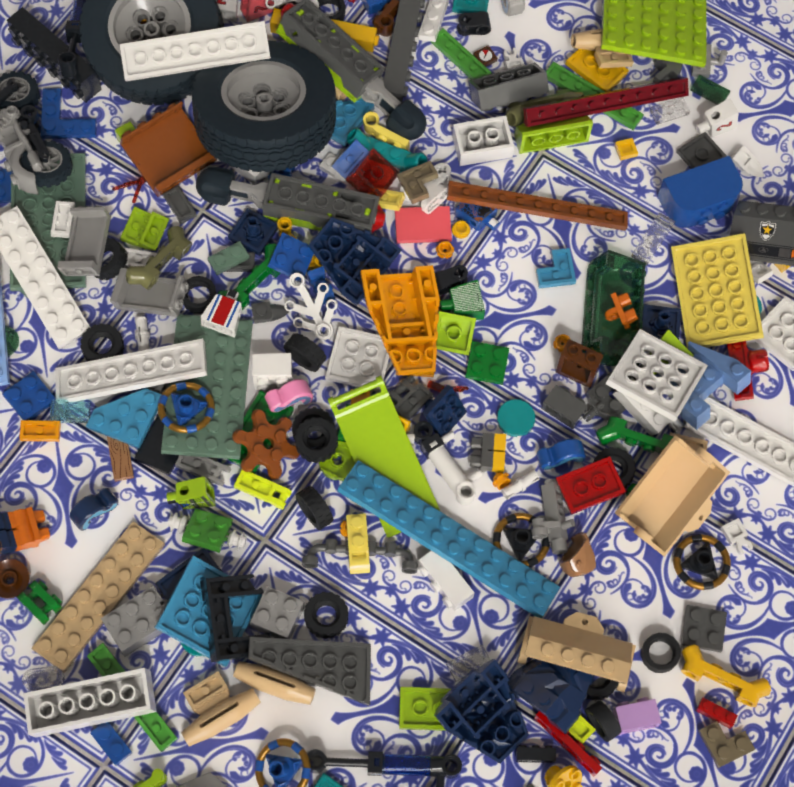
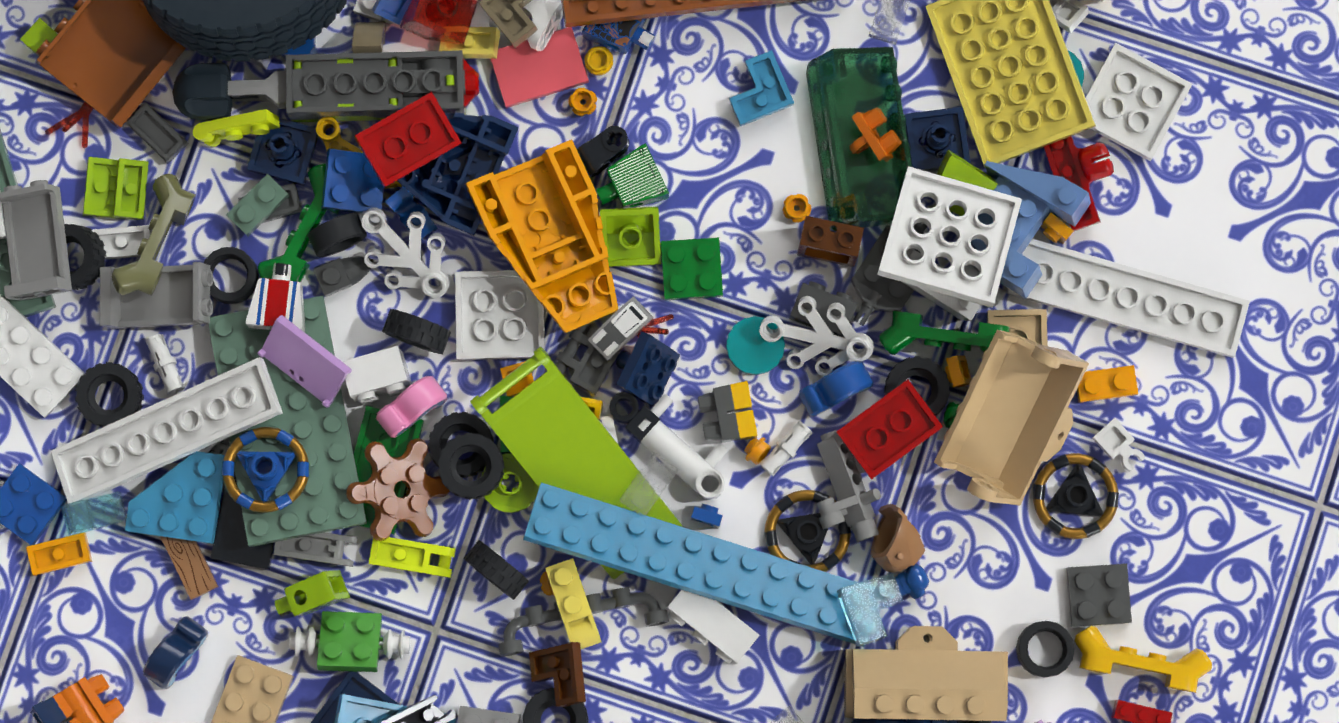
camera: 10 degrees left, 15 degrees up
(228, 209) = (236, 126): none -> neon yellow plate
(235, 353) = (304, 360): none -> lavender door
(272, 285) = (337, 235): none -> black tyre
(325, 179) = (369, 37): none -> dark tan slope
(332, 235) = (407, 139): none -> red plate
(341, 581) = (565, 667): none -> reddish brown plate
(426, 479) = (648, 484): none -> clear plate
(433, 383) = (620, 328): none -> slope
(459, 512) = (707, 514): none -> blue plate
(547, 591) = (862, 604): none -> clear light blue plate
(560, 420) = (821, 337): none -> white plant
(582, 587) = (912, 581): none -> blue piece
(642, 463) = (958, 371): none -> light orange plate
(724, 395) = (1056, 229): none -> light orange plate
(736, 497) = (1107, 384): none -> light orange plate

